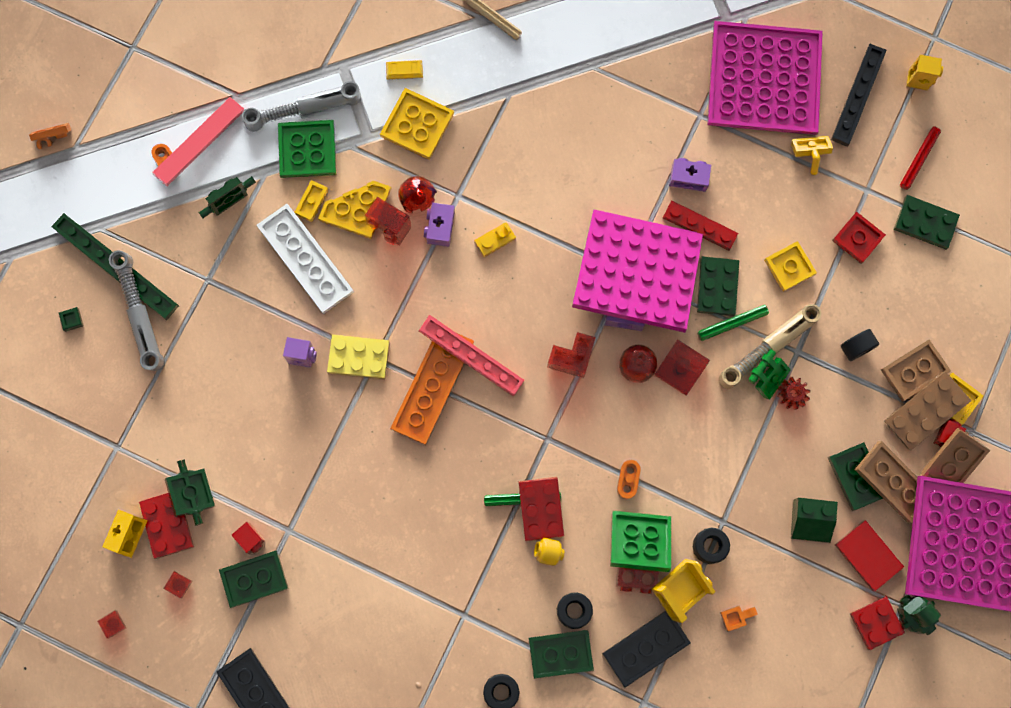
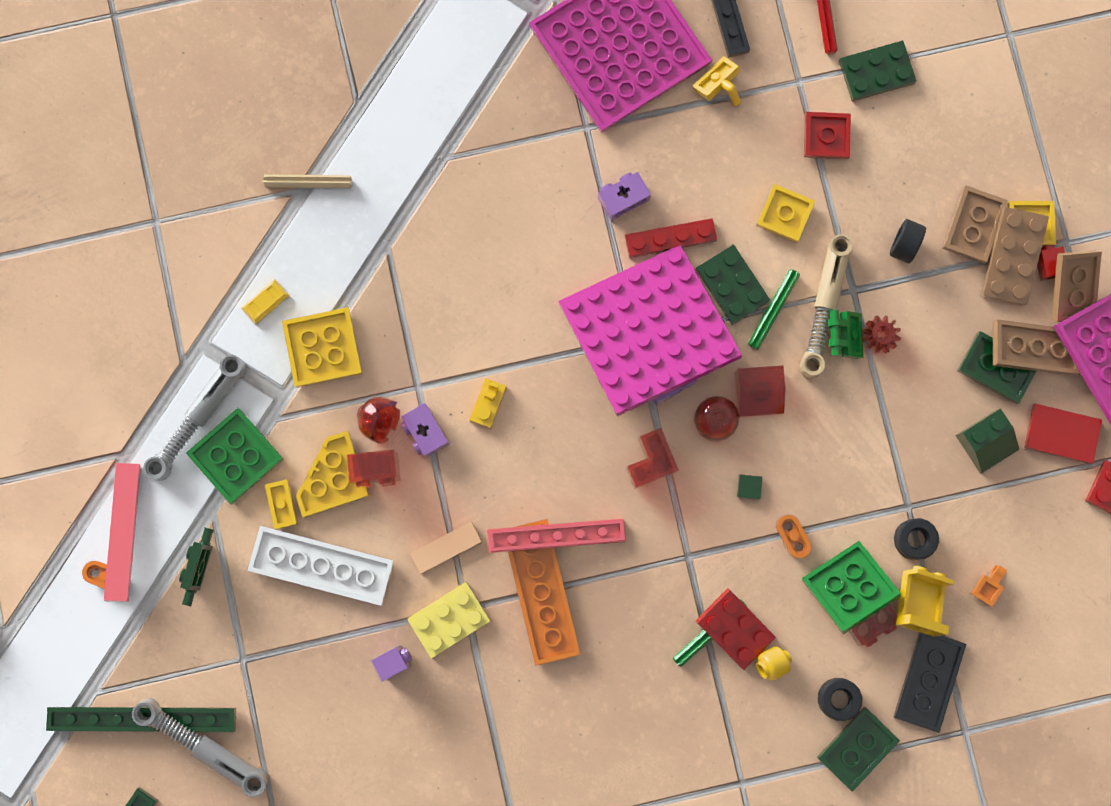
camera: 35 degrees left, 5 degrees up
(393, 309) = (445, 547): none -> light nougat tile
(625, 425) = (749, 487): none -> dark green tile

